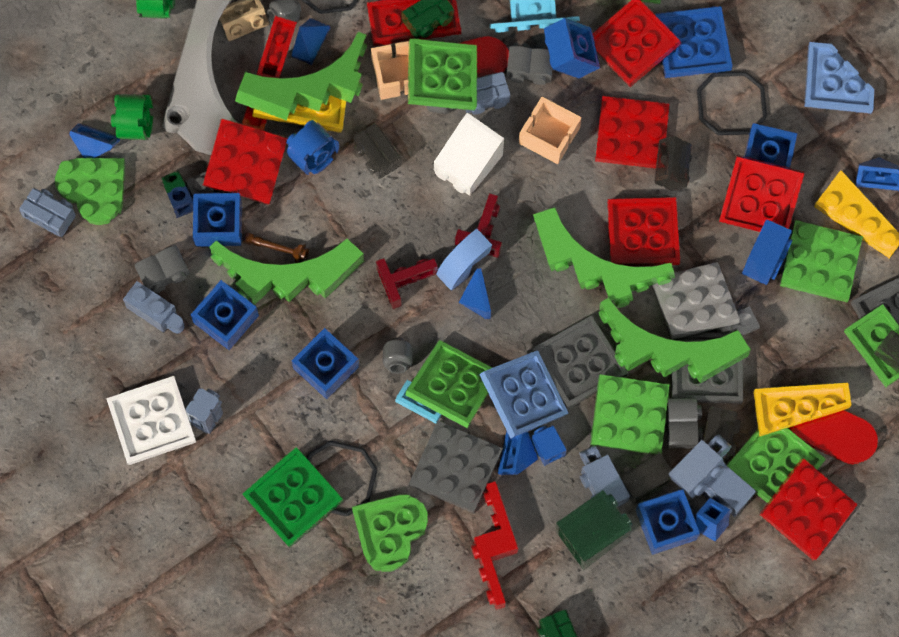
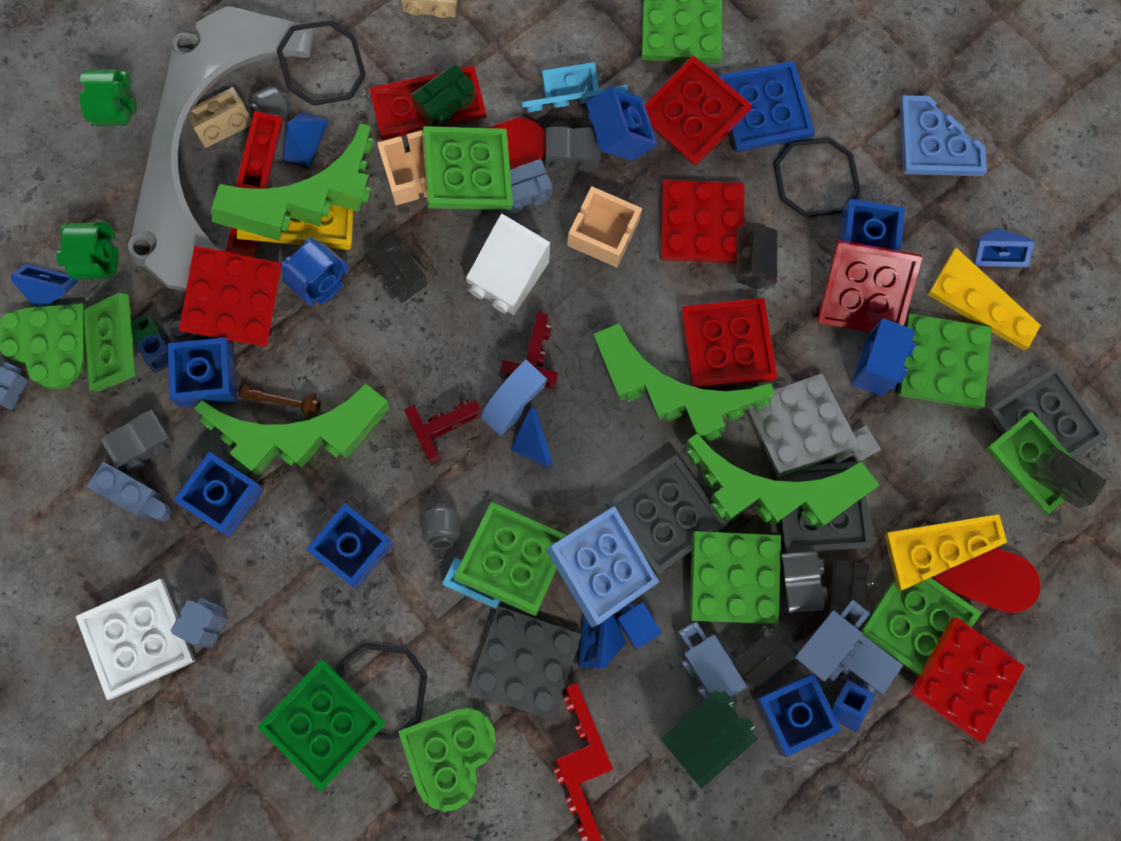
camera: 10 degrees left, 5 degrees up
(144, 190) = (109, 342): none -> bright green plate

